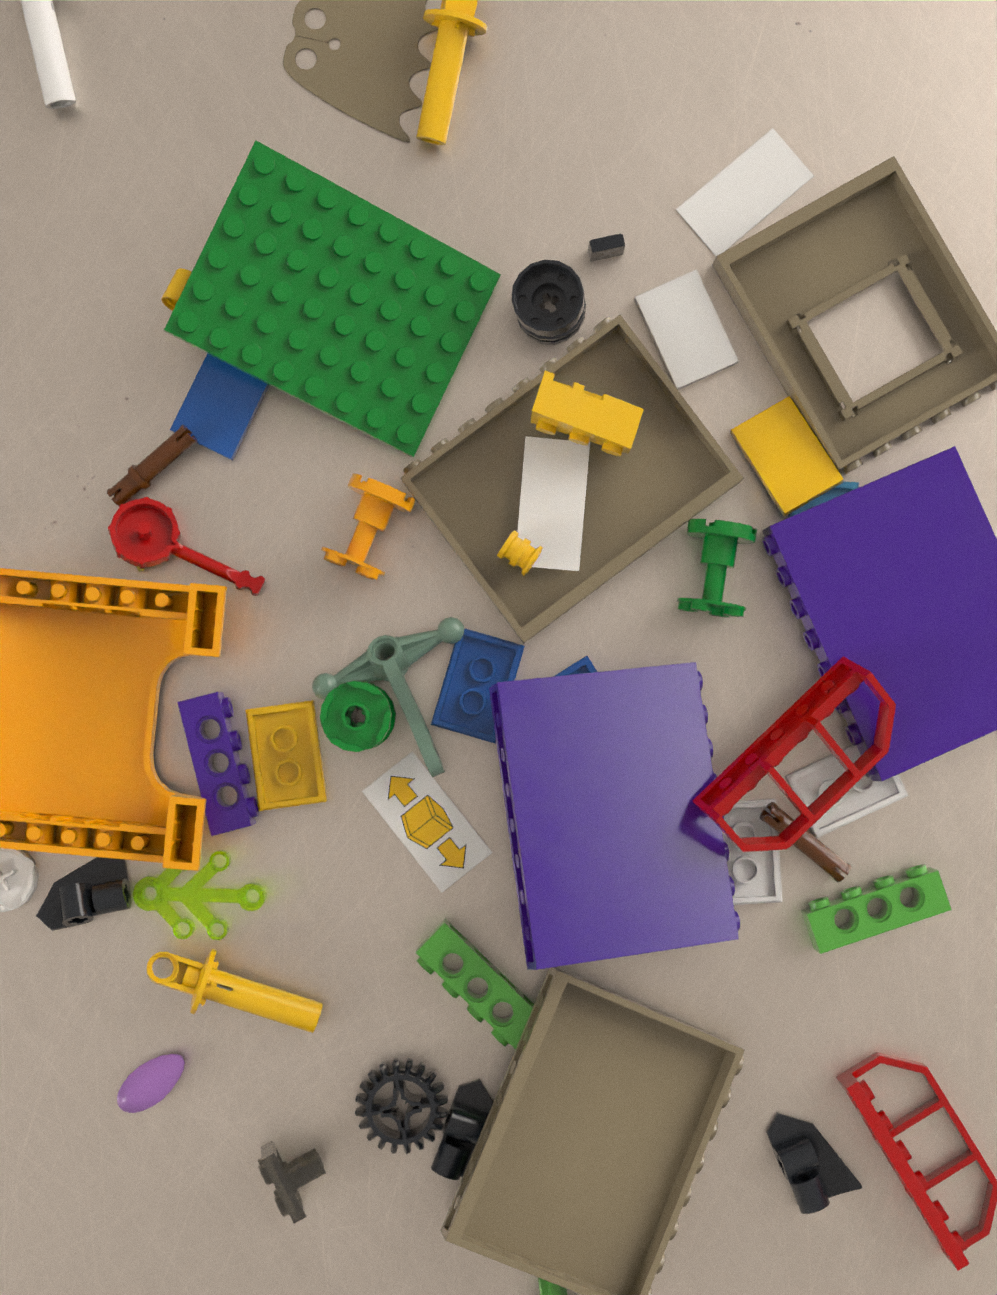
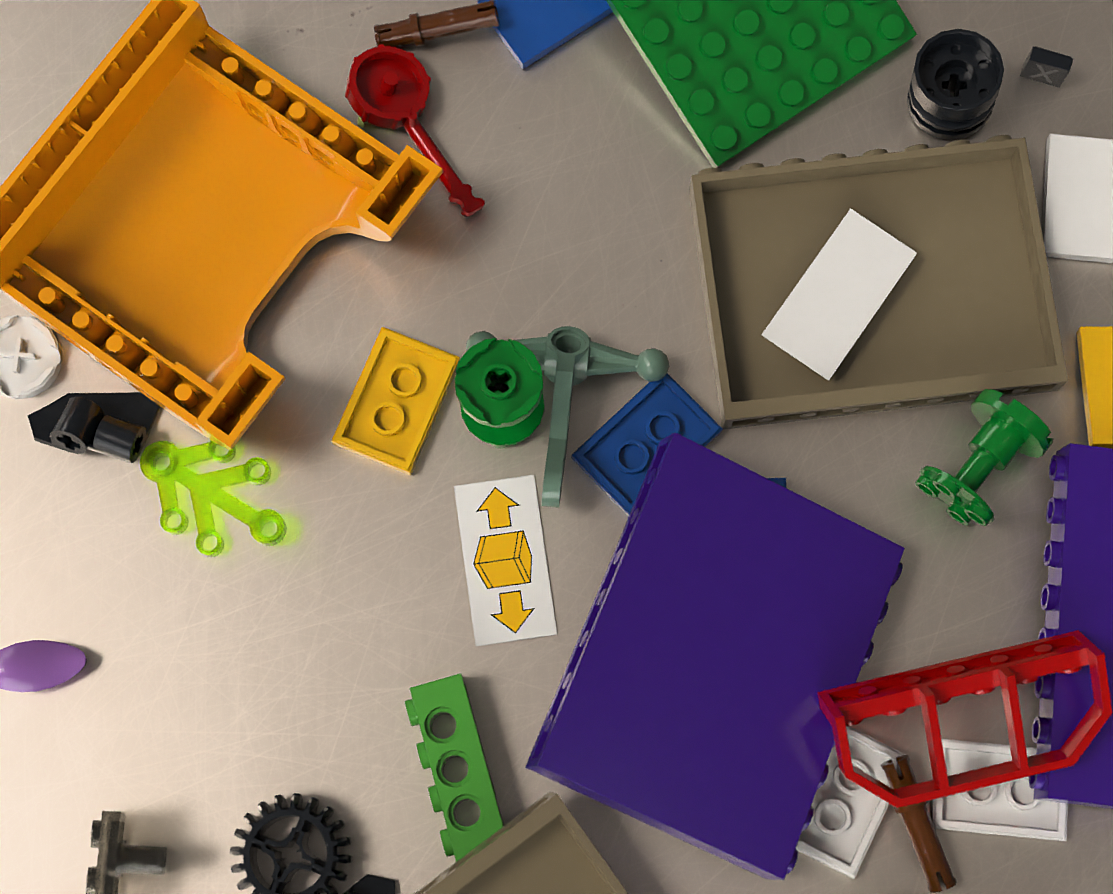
camera: 30 degrees right, 10 degrees down
(194, 716) = (327, 300): dark purple brick -> none
(201, 983) = (161, 585): yellow piece -> none
(372, 514) = (651, 187): light orange piece -> none
(520, 552) = (776, 320): yellow bush -> none
(585, 416) = (928, 214): yellow wedge -> none

